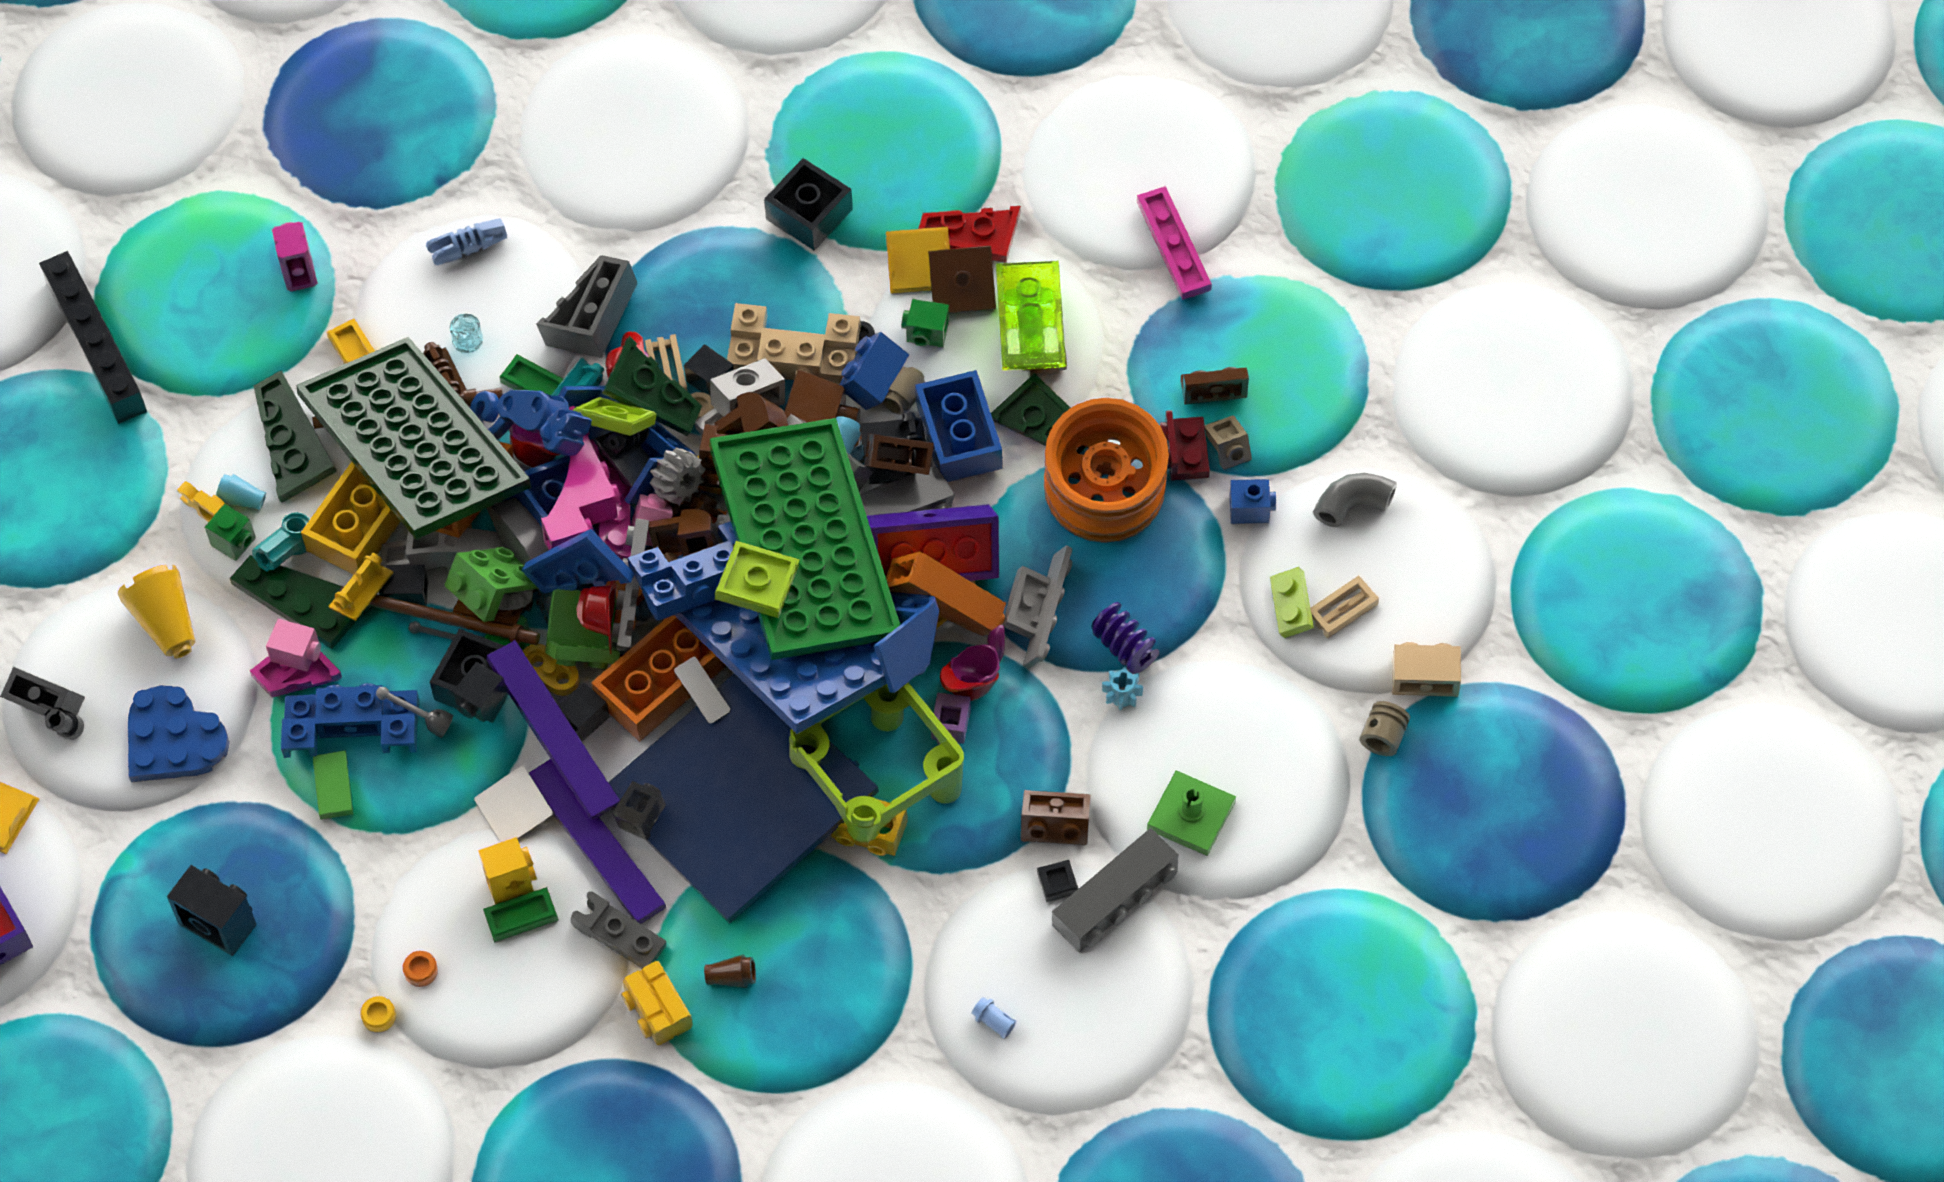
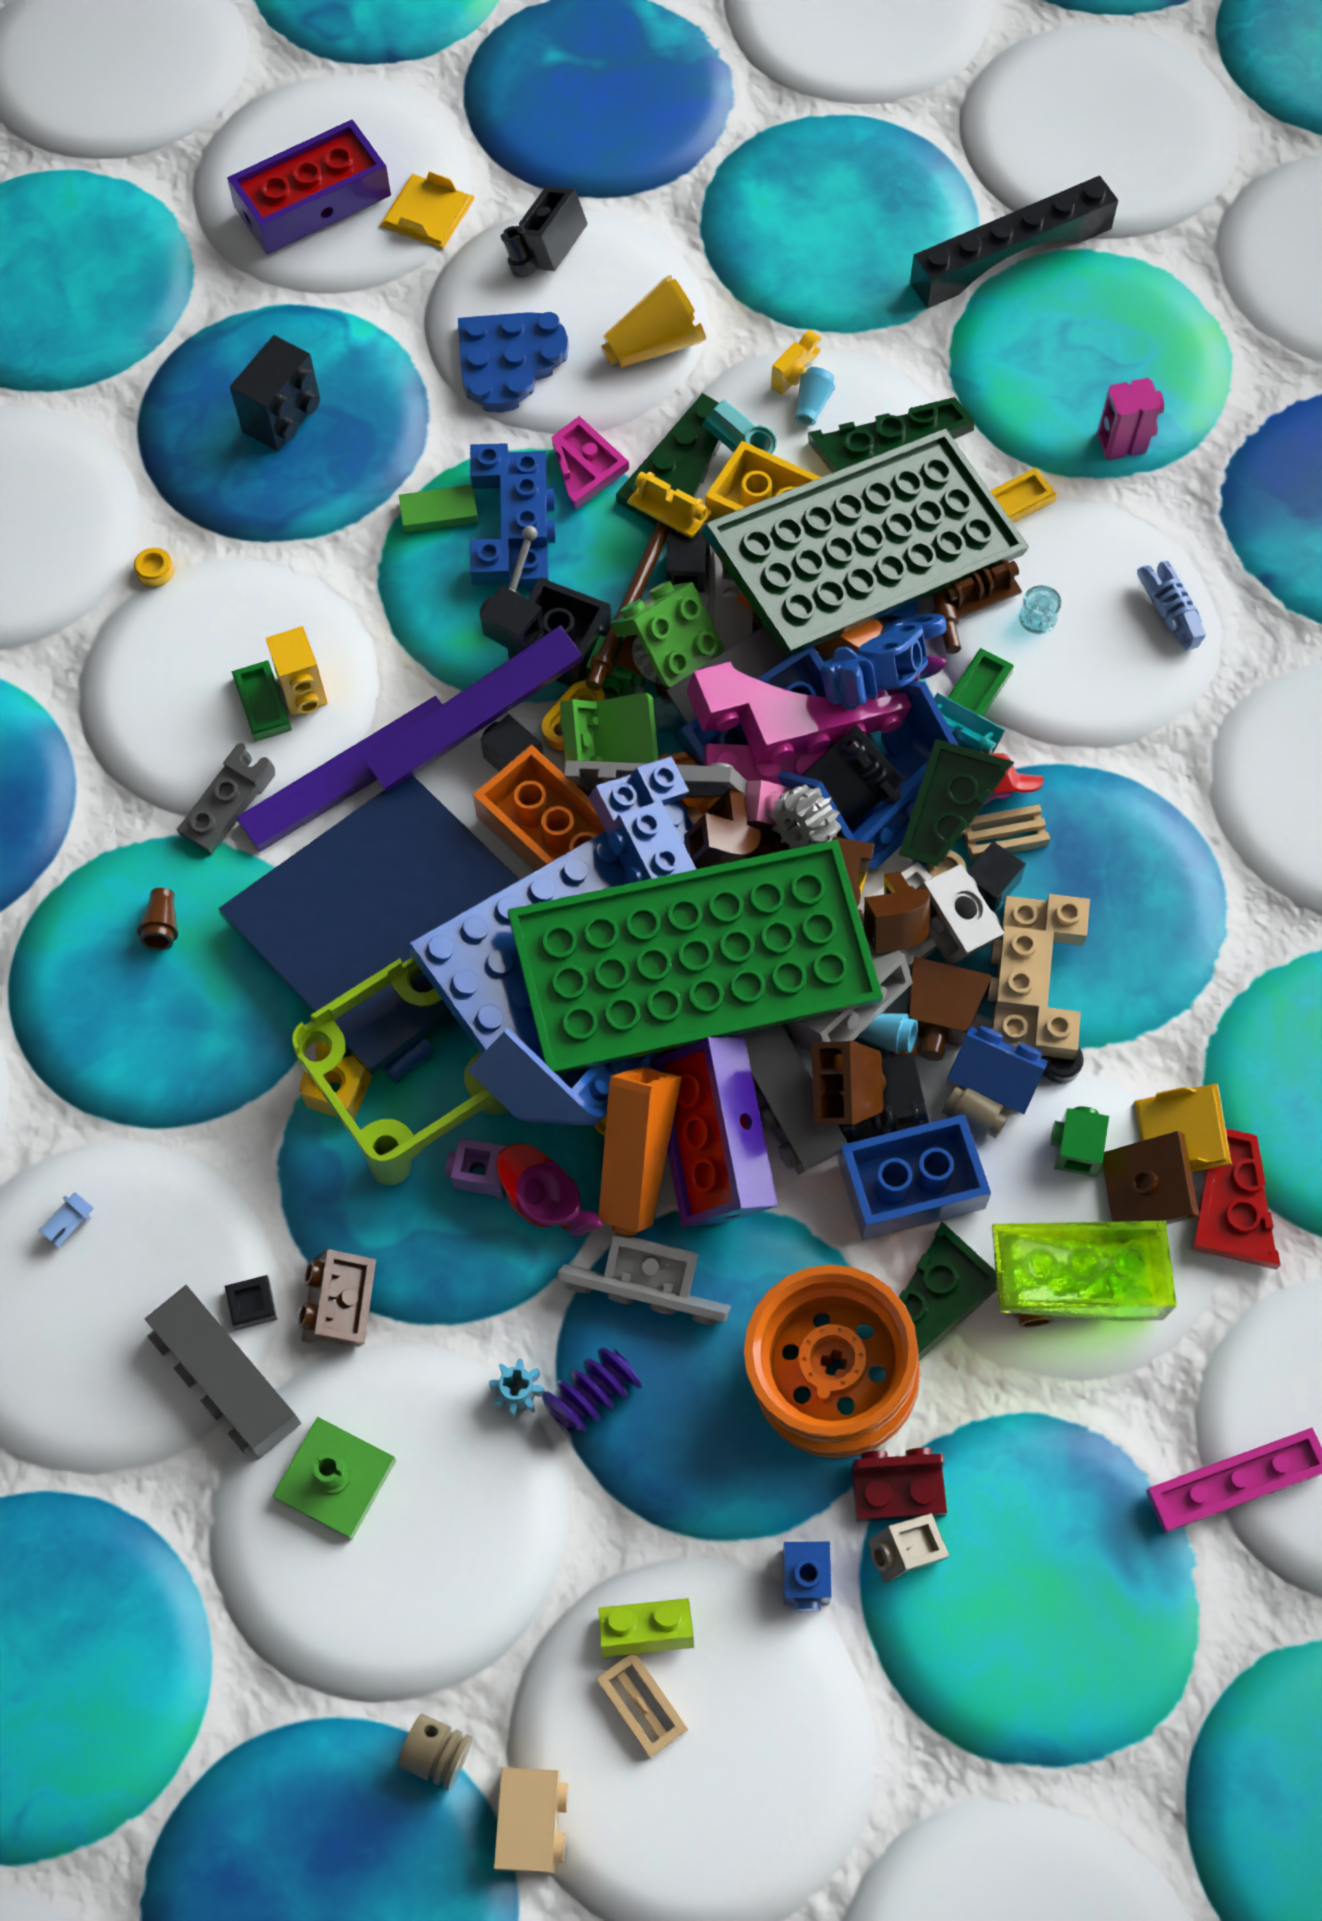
camera: 90 degrees right, 5 degrees up
(230, 532) = (757, 386): green brick -> none
(293, 645) = (599, 446): bright pink brick -> none
(420, 968) = (204, 604): orange tile -> none
(513, 805) = (399, 687): white sticker -> none
(577, 562) = (667, 704): blue wing -> none
(592, 309) = (1078, 740): dark grey wedge -> none
(597, 608) = (616, 741): red piece -> none
(617, 416) = (895, 750): lime tile -> none
(634, 800) = (364, 805): clear smoke brick -> none
(656, 1003) = (126, 839): yellow brick -> none
(702, 690) = (525, 860): white sticker -> none
(757, 579) = (615, 890): lime tile -> none
(808, 204) = (1255, 987): black brick -> none
(1214, 385) = (999, 1529): bracket -> none
(1353, 491) = (824, 1726): dark grey cylinder -> none

